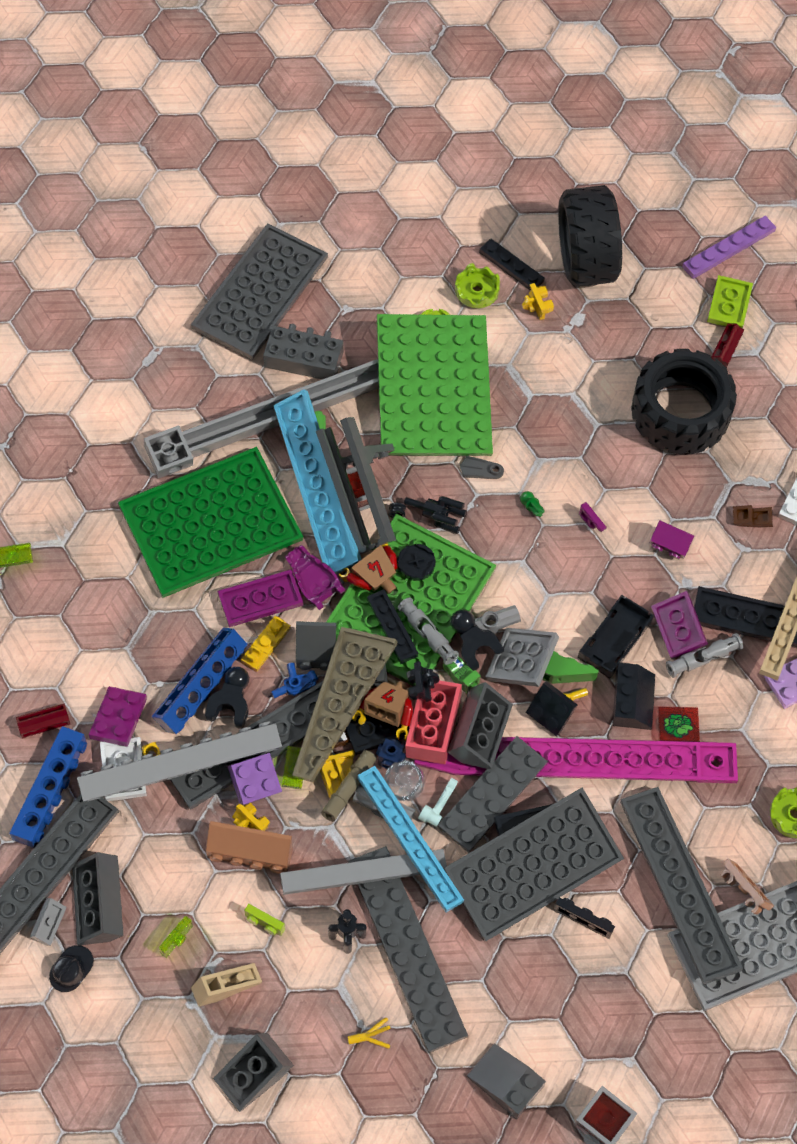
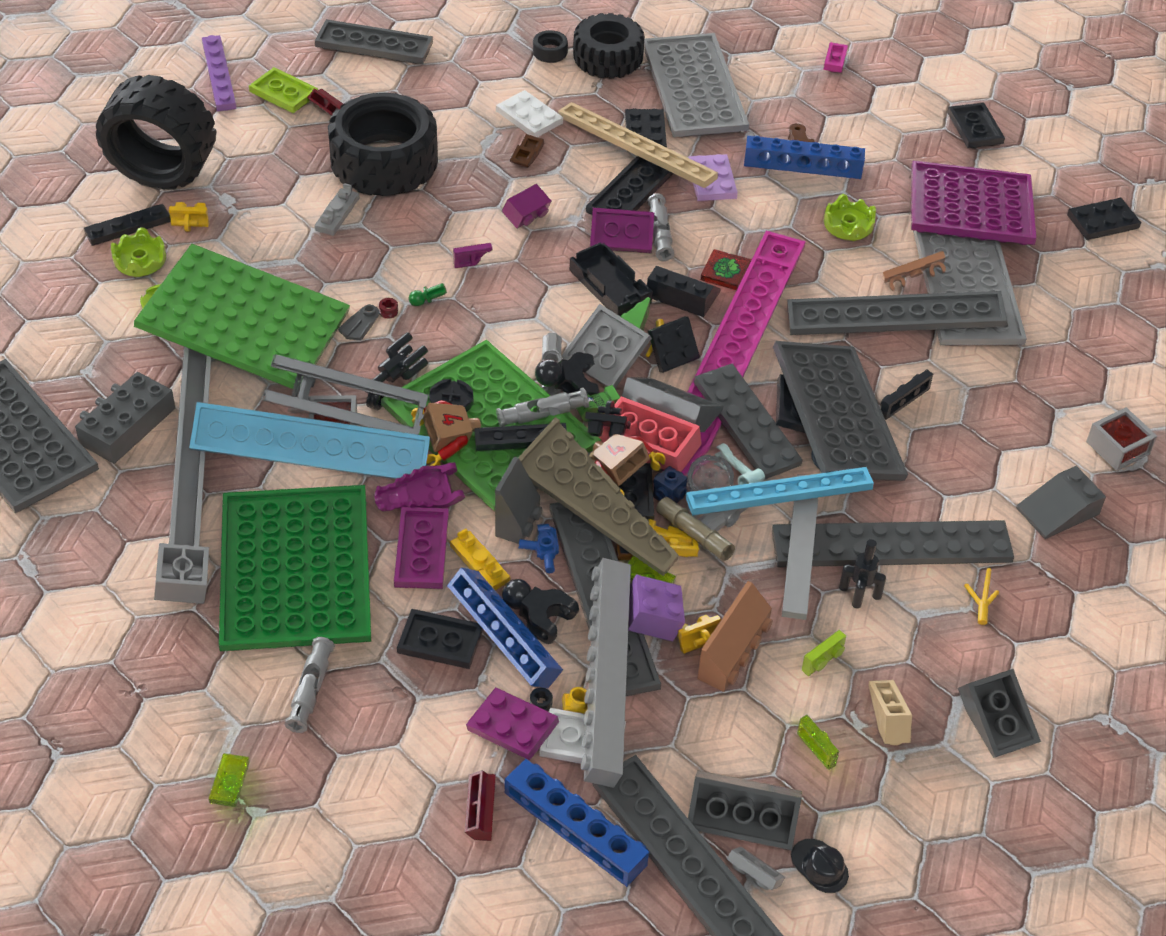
camera: 70 degrees left, 15 degrees down
(97, 574) = (304, 698): none -> light grey piece
(154, 733) = (544, 693): none -> black bush
(178, 641) = (440, 638): none -> black plate
(504, 476) = (388, 303): none -> dark red bush
(601, 401) = (337, 210): none -> light grey plate

